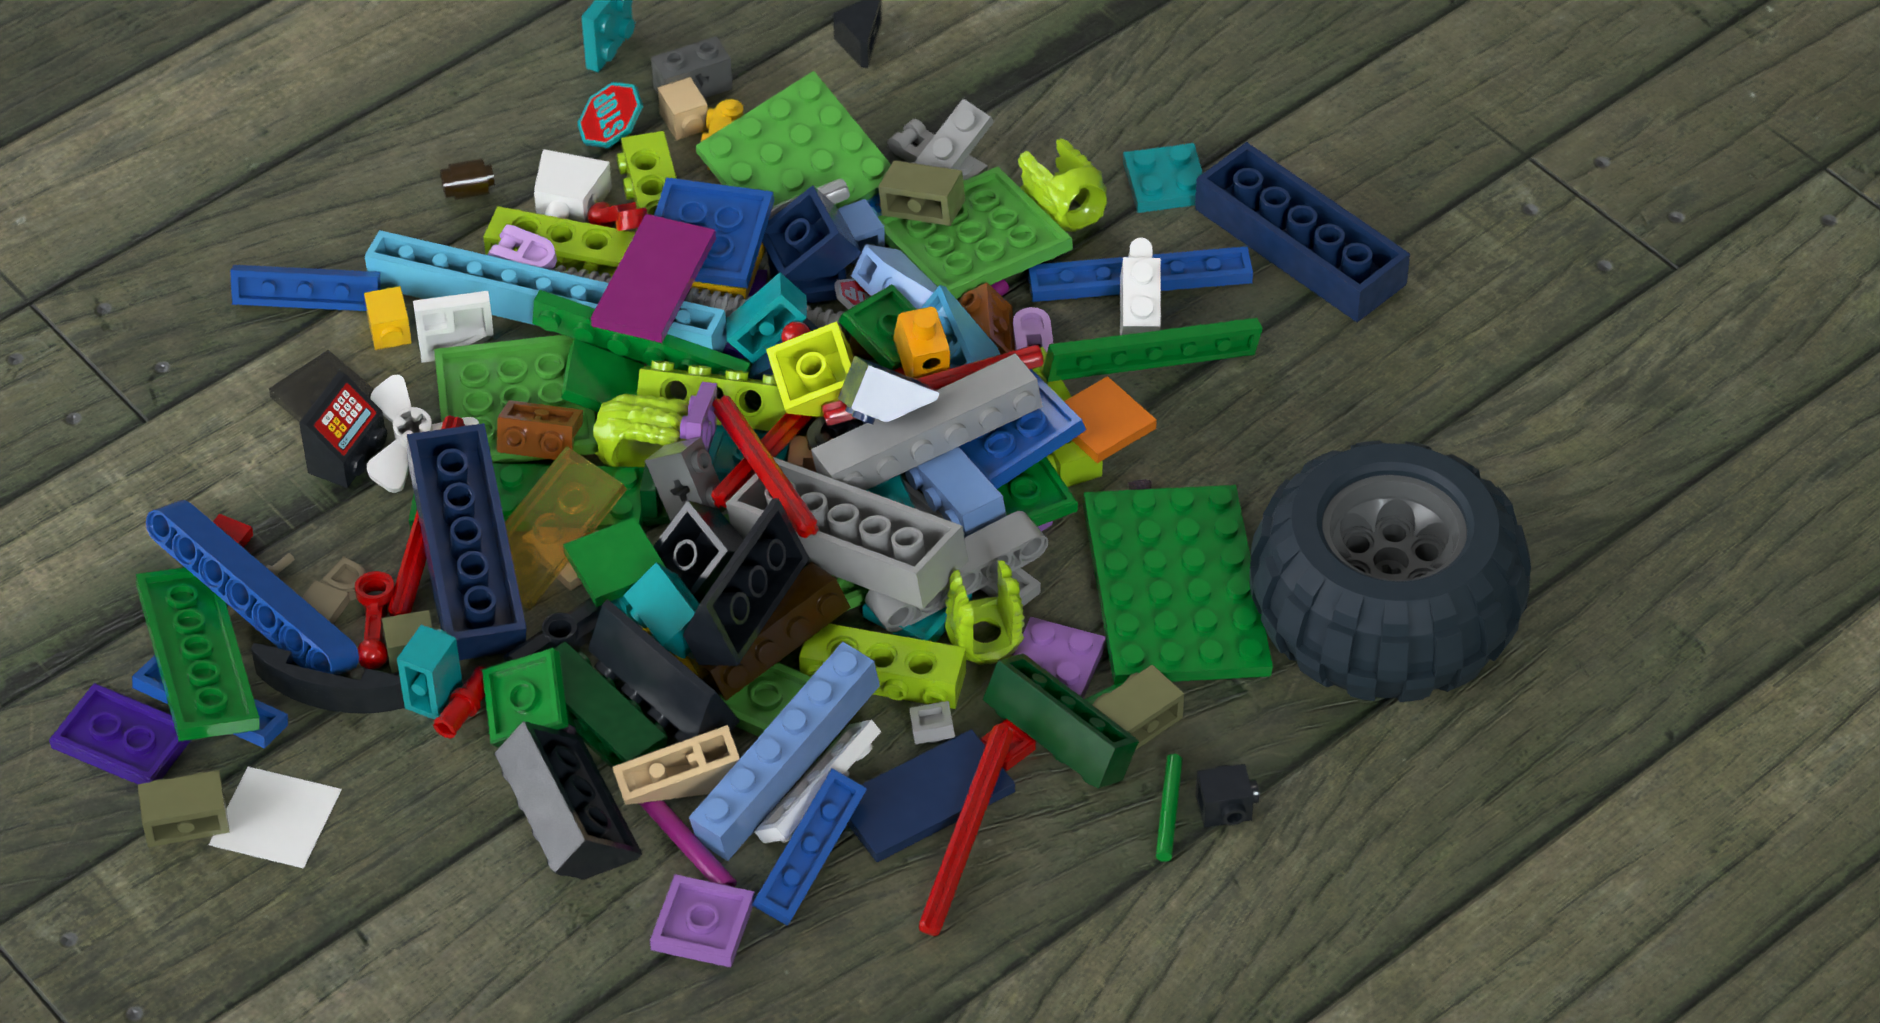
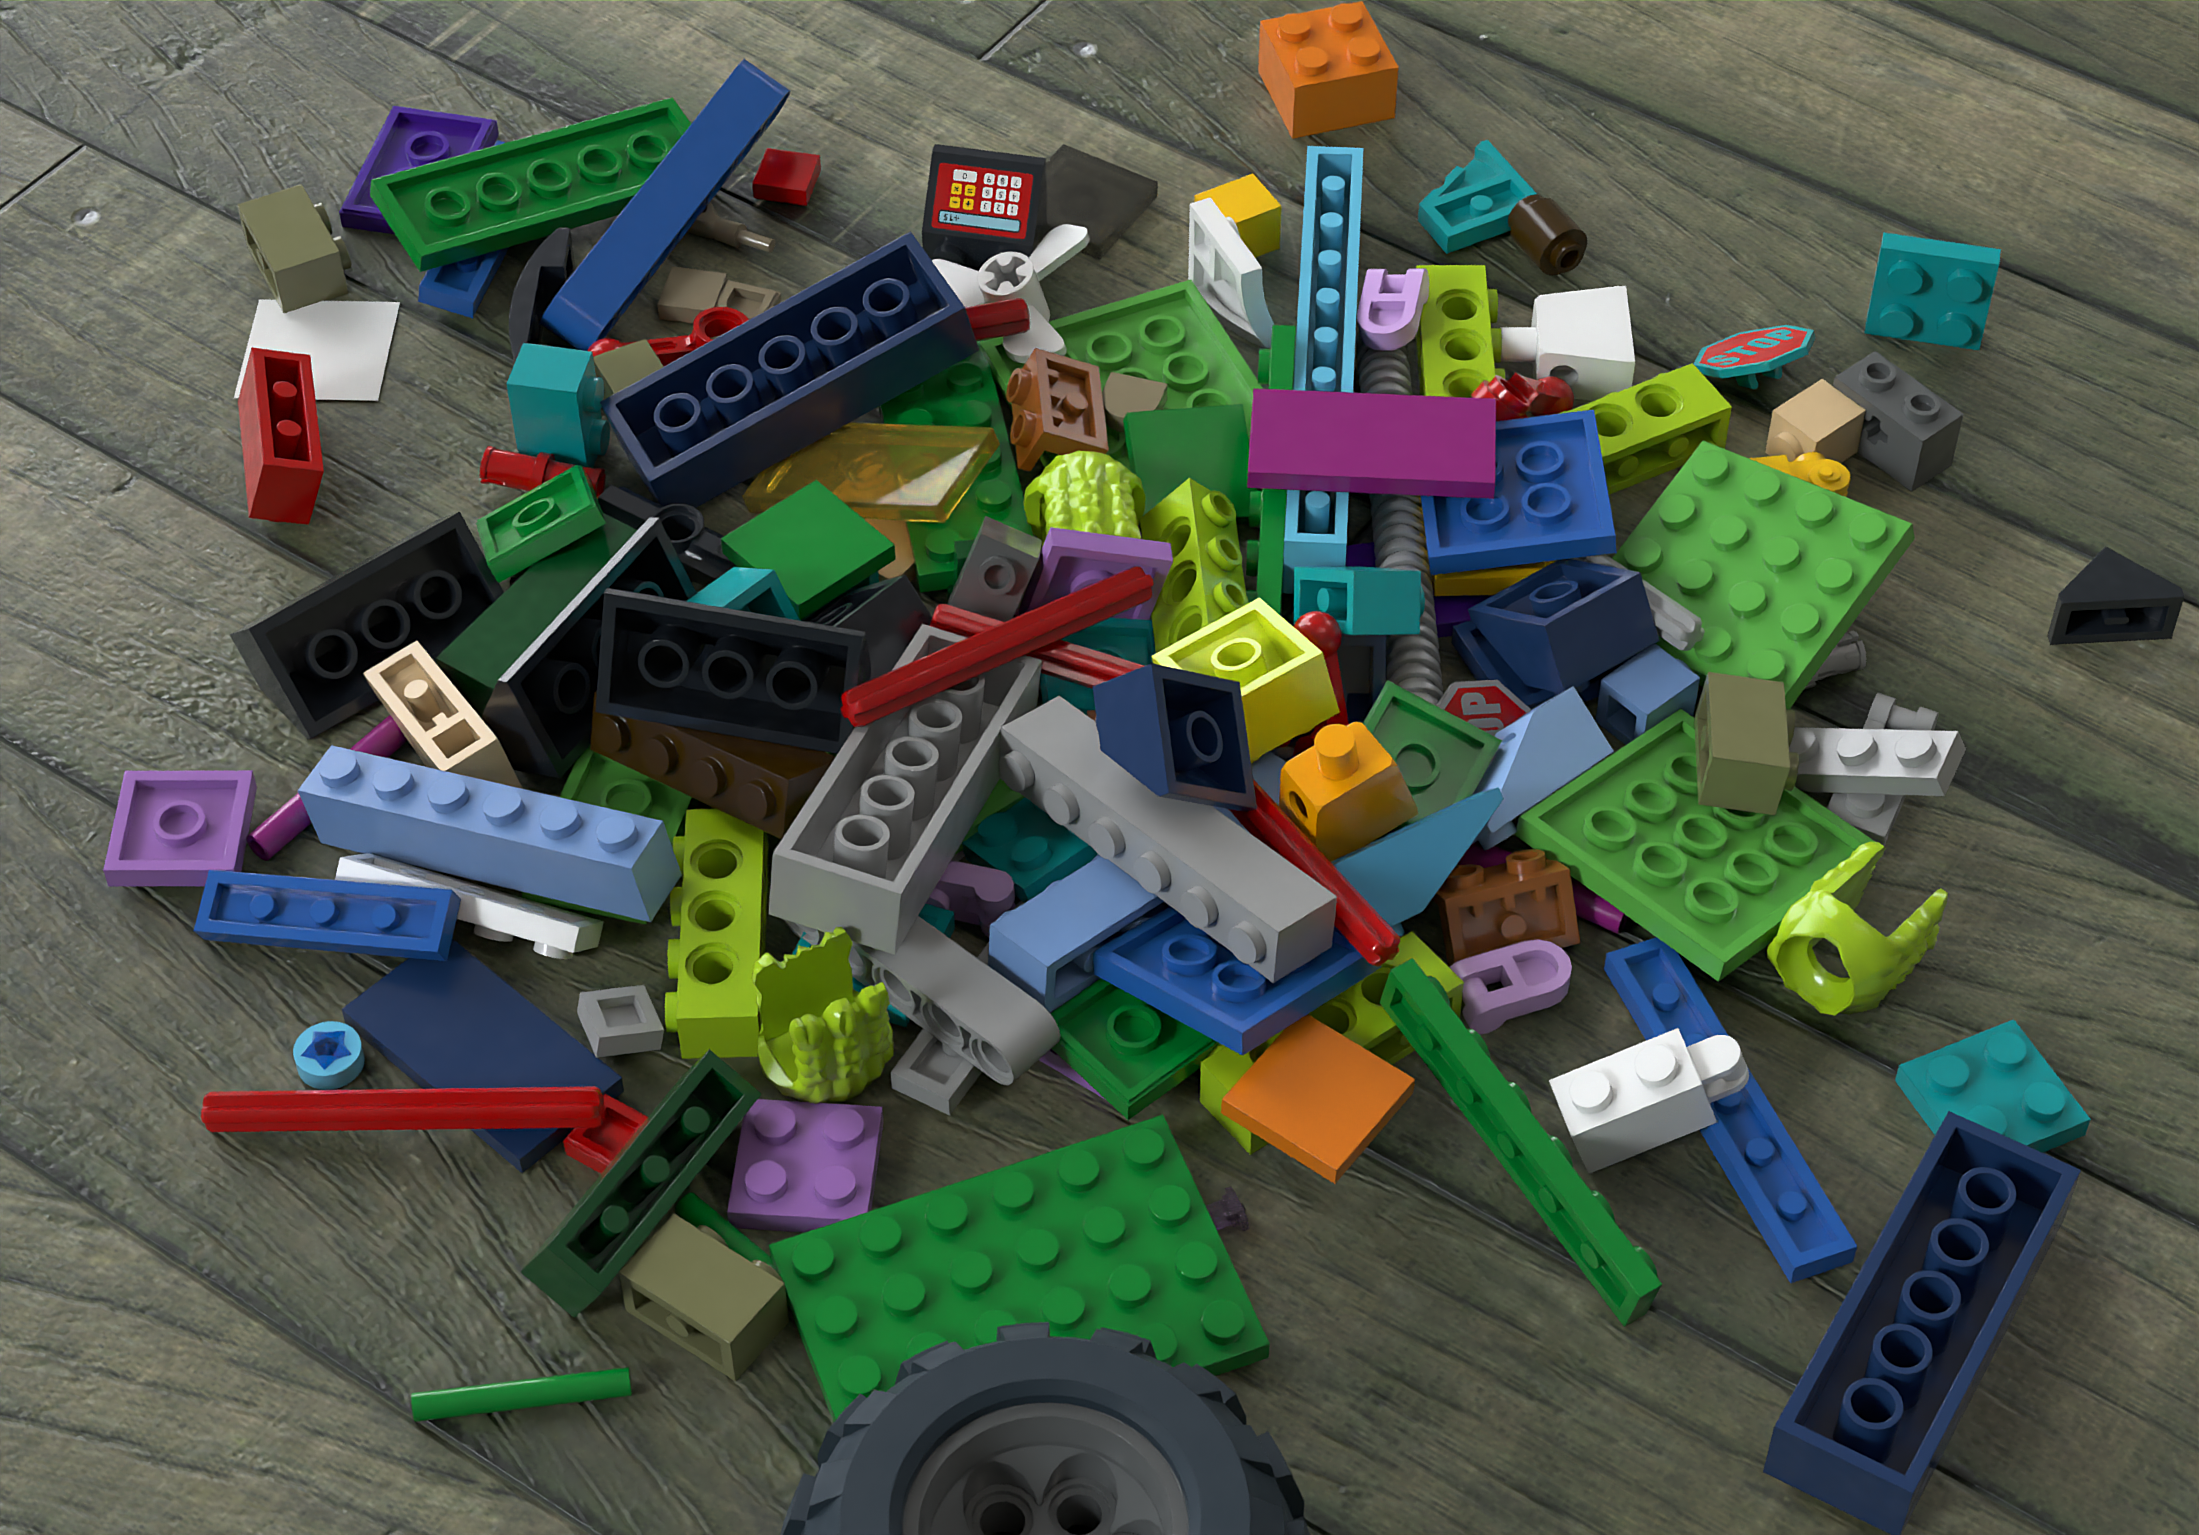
camera: 75 degrees right, 0 degrees up
(267, 234) = (1327, 69): none -> orange brick
(302, 287) = (1259, 123): blue plate -> none
(382, 826) = (280, 436): none -> red brick
(416, 204) = (1473, 200): none -> teal wing
(540, 391) = (1130, 394): none -> dark tan tile
(904, 868) = (328, 1055): none -> medium azure tile
(1226, 795) = (545, 1465): black brick -> none

